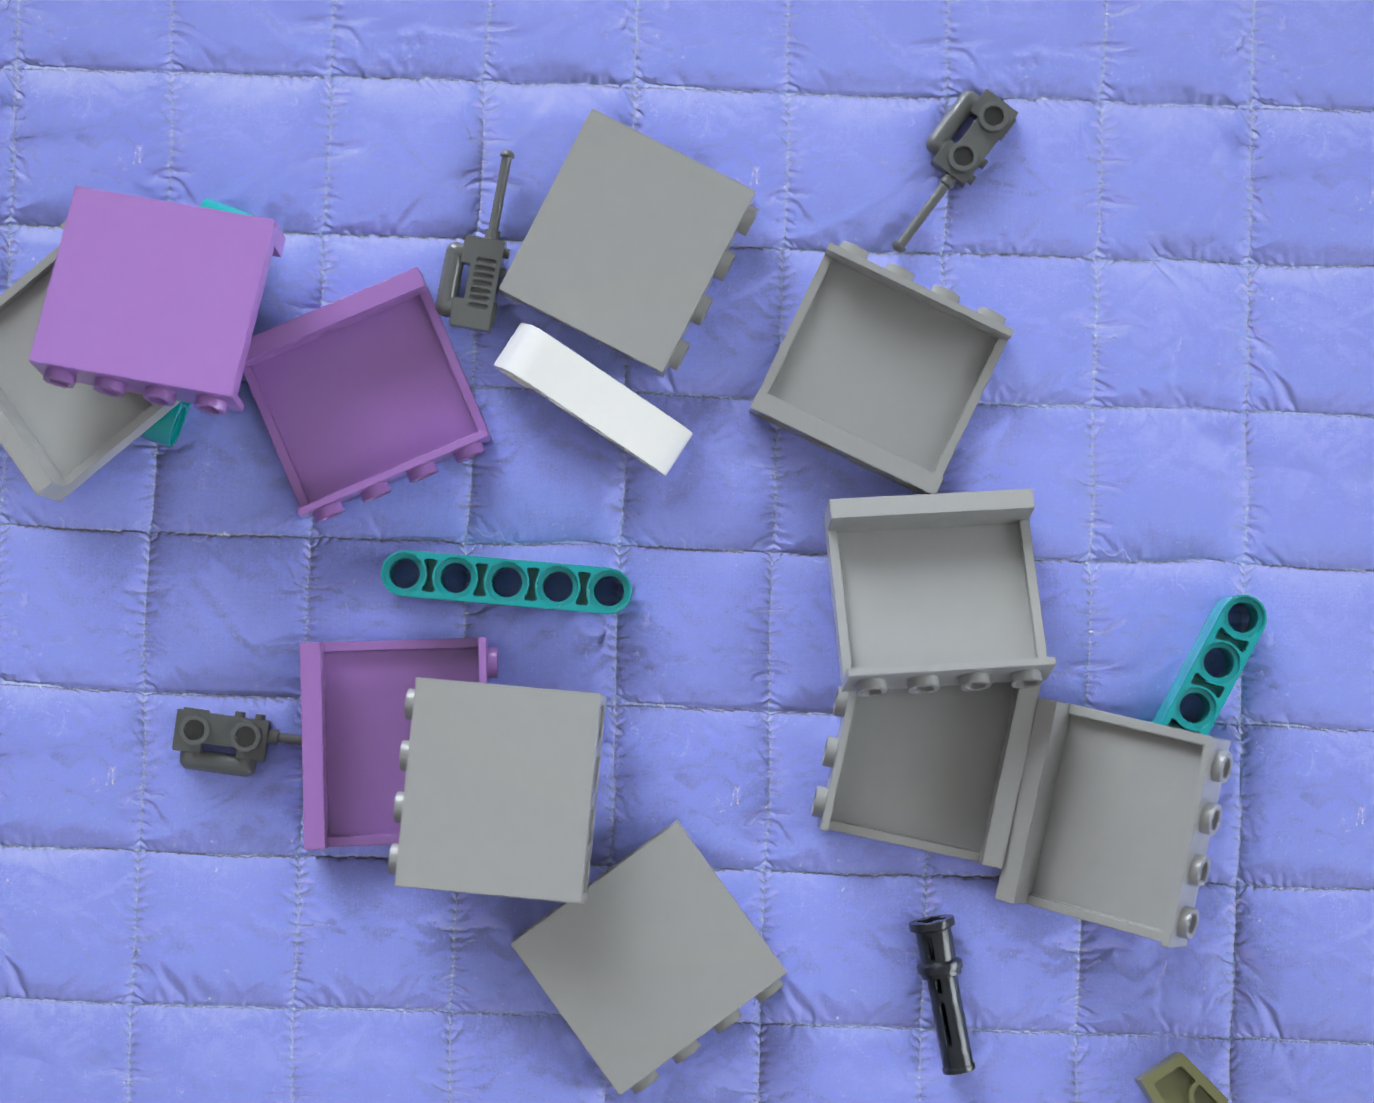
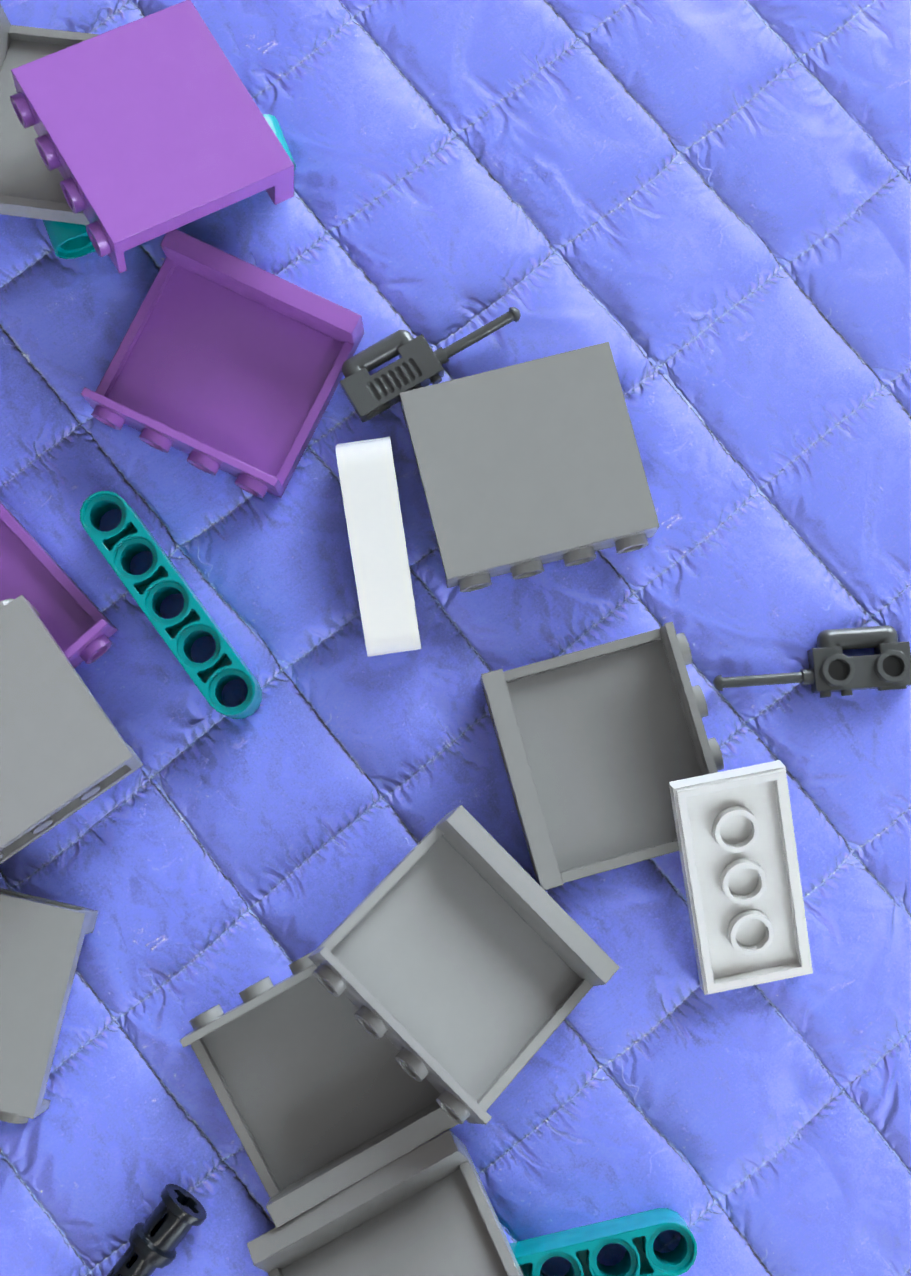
camera: 50 degrees right, 5 degrees down
(1044, 351) = (741, 876): none -> white tile

